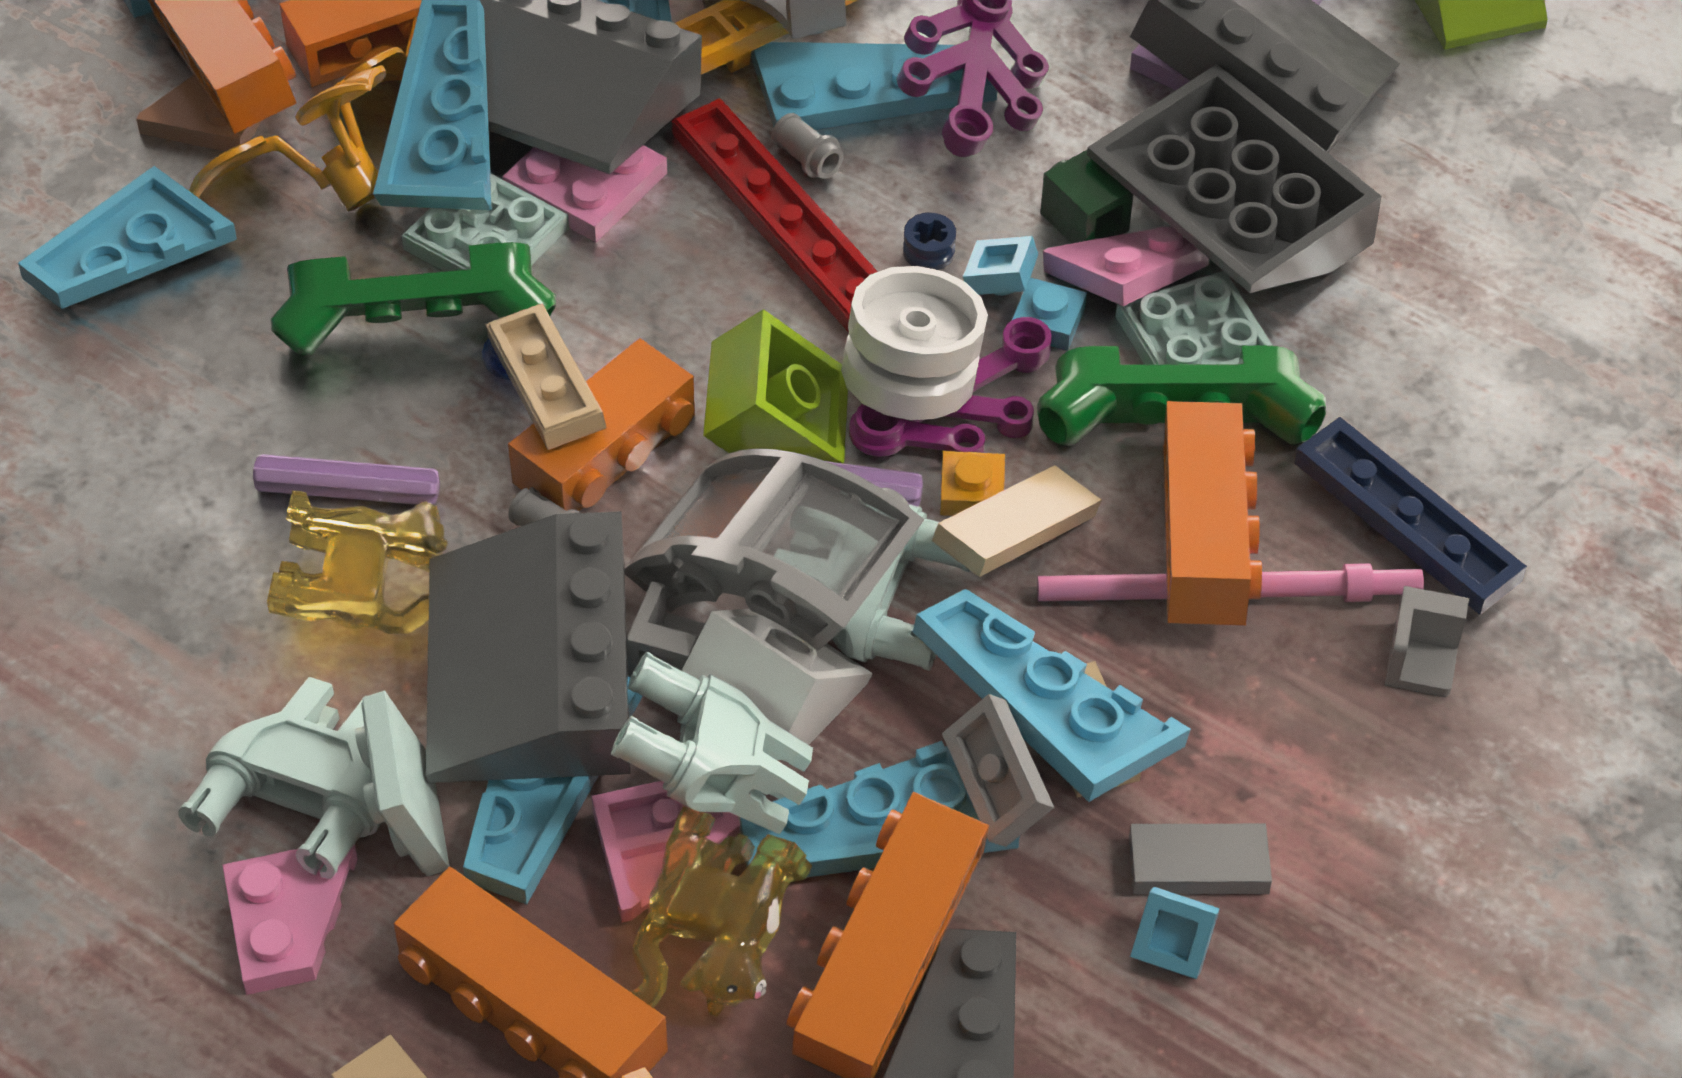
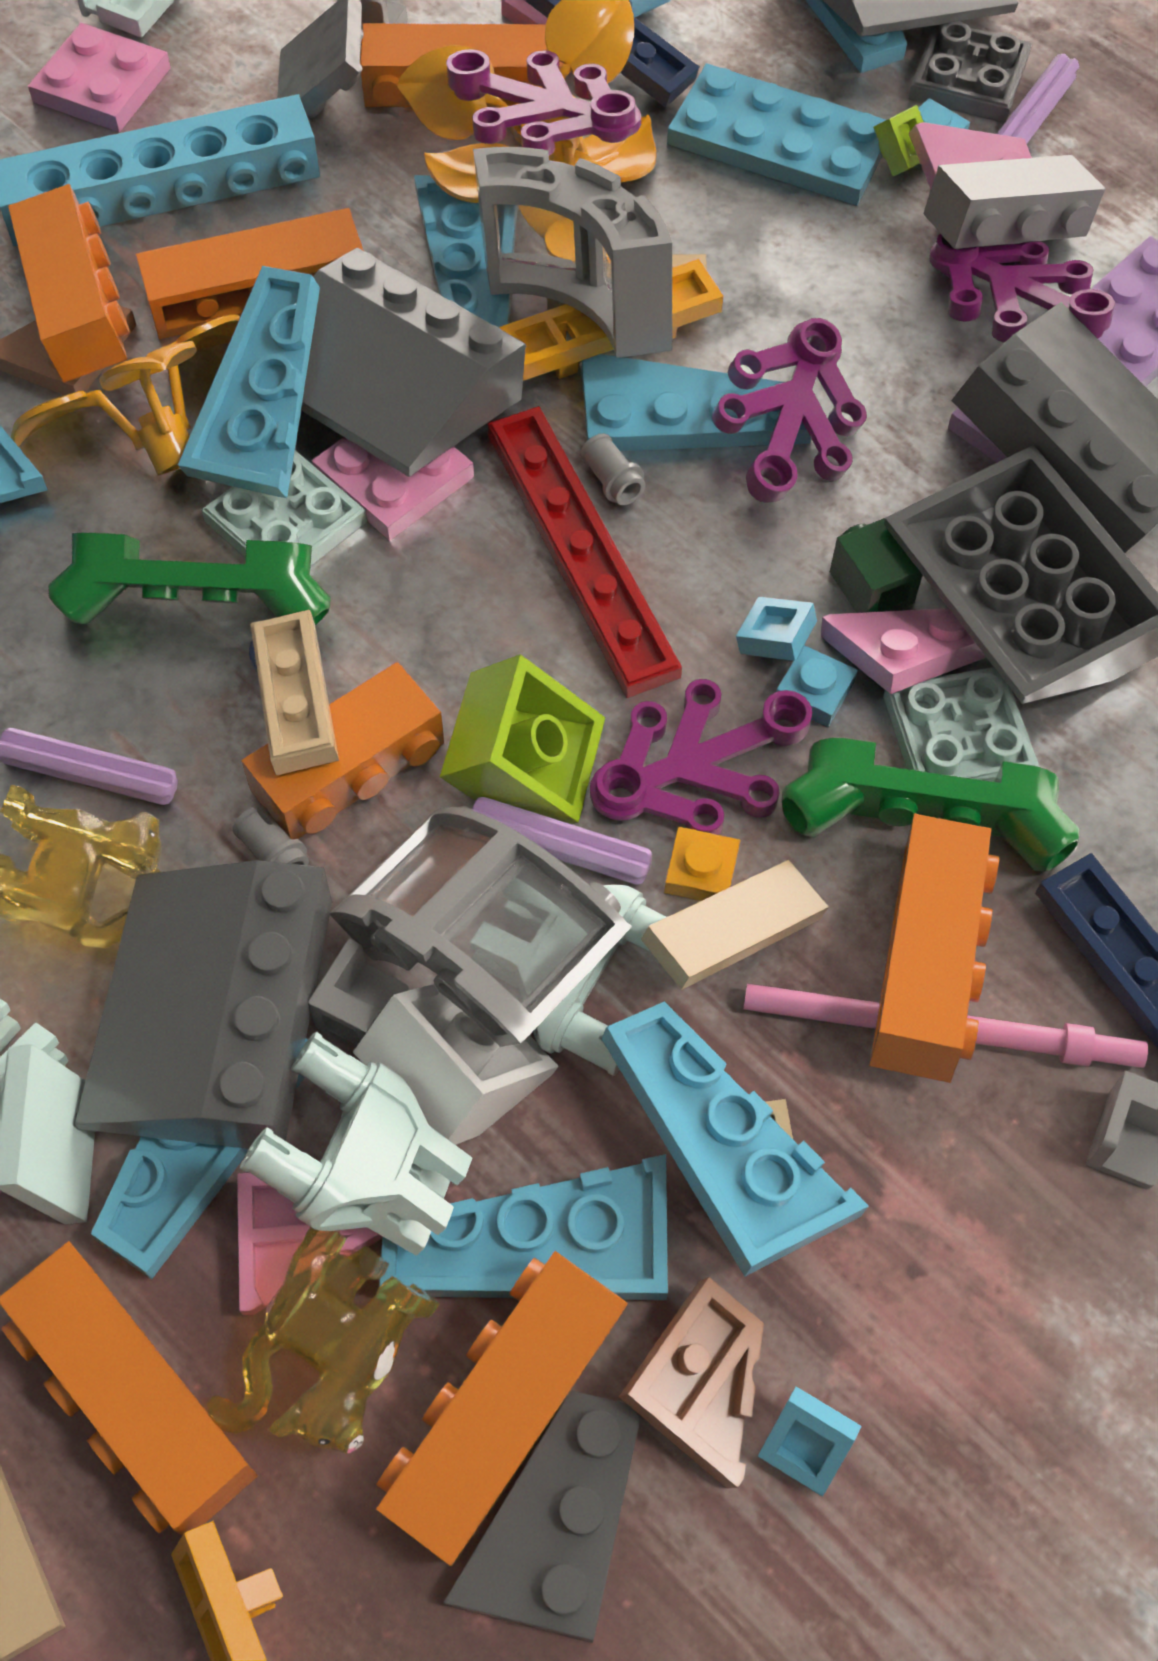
camera: 10 degrees right, 10 degrees up
(913, 342) = (667, 710): white wheel -> none
(924, 229) = (711, 574): dark blue bush -> none
(997, 770) = (655, 1225): light grey plate -> none
(1067, 902) = (700, 1380): none -> wing
(1200, 858) = (853, 1347): light grey tile -> none

